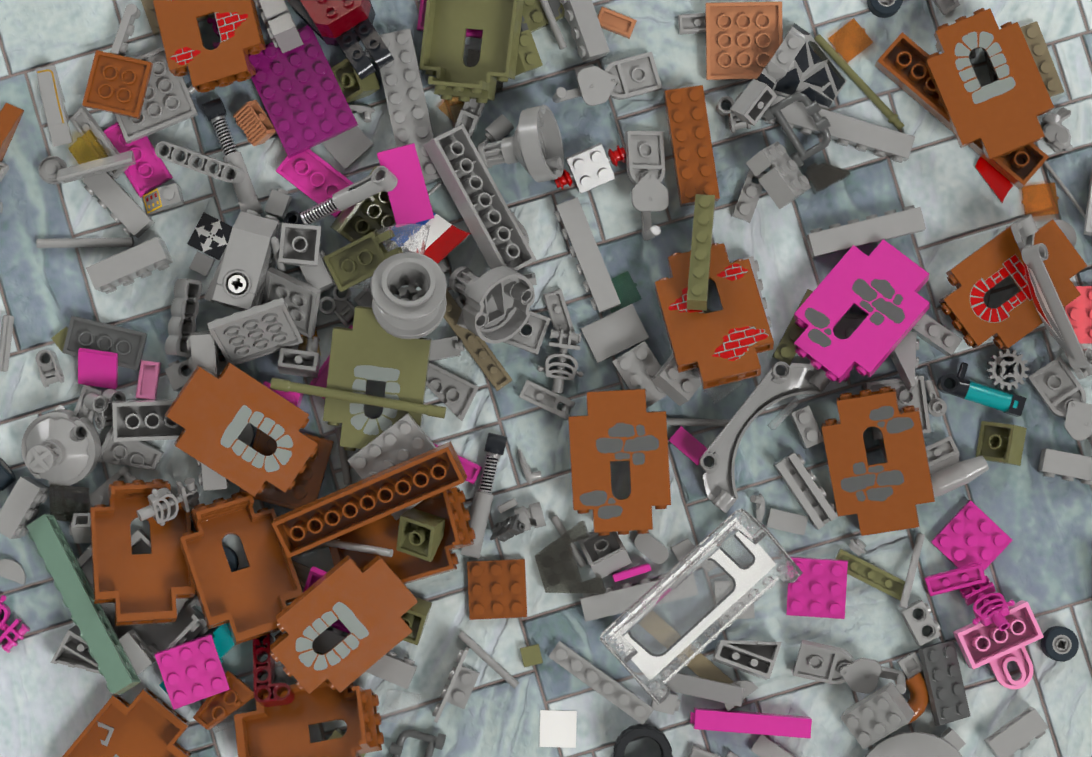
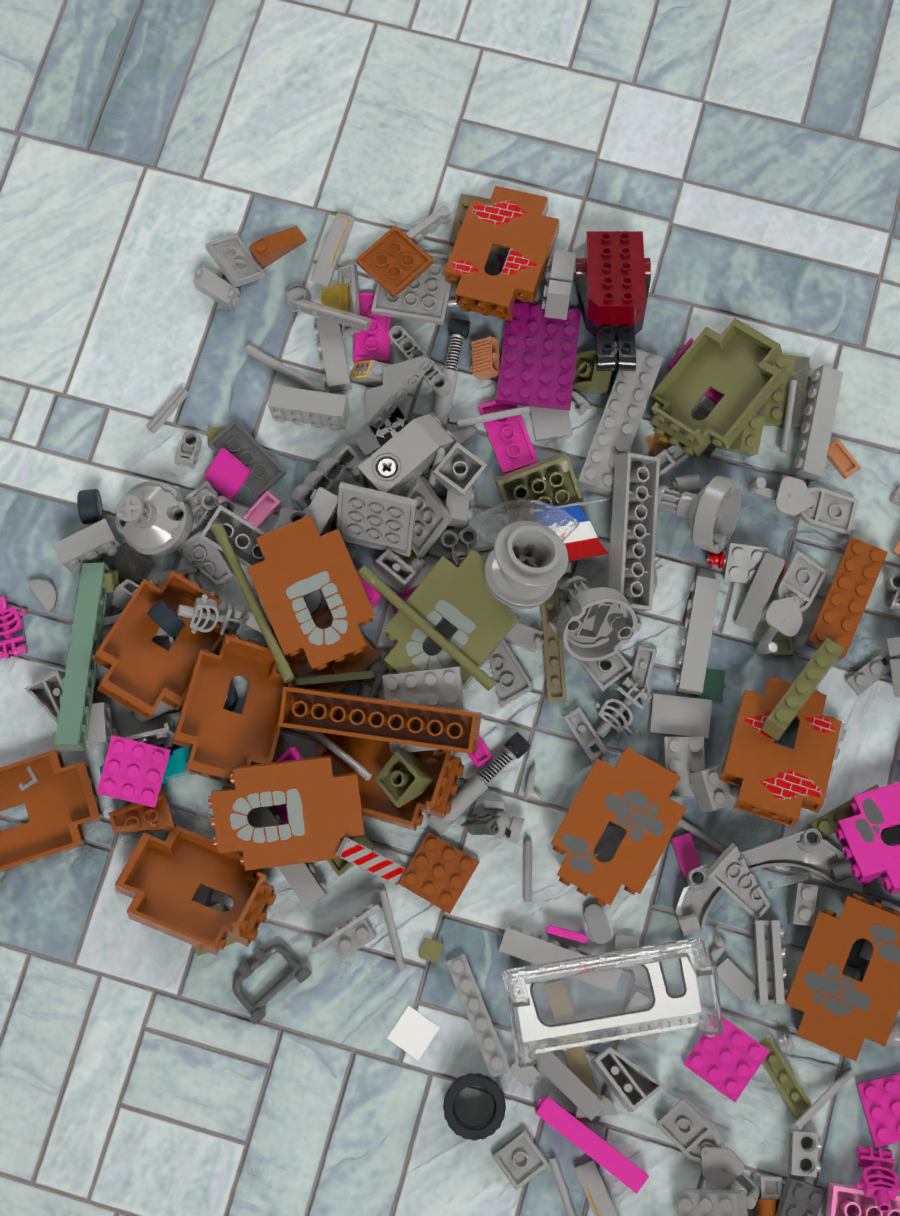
camera: 40 degrees right, 10 degrees down
(61, 524) = (111, 580): none -> olive tile
(132, 529) = (166, 618): none -> black wheel
(137, 432) = (282, 665): none -> olive piece
(194, 197) = (397, 383): none -> light grey slope
(268, 667) = (190, 826): dark red beam -> none
(295, 173) = (493, 416): none -> light grey bar
(307, 487) = (335, 679): none -> olive tile
(359, 259) = (494, 512): olive tile -> none
(378, 181) = (560, 460): light grey piece -> none
(410, 196) = (580, 478): dark pink tile -> none
(436, 618) = (370, 861): none -> tile
(559, 566) = (505, 890): clear smoke wing -> none
(605, 553) = (553, 901): light grey slope -> none
(616, 186) = (759, 591): none -> light grey slope
(663, 219) = (784, 646): none -> olive tile
(741, 443) = (737, 881): none -> light grey wing
(955, 579) = (860, 1133): dark pink tile -> none

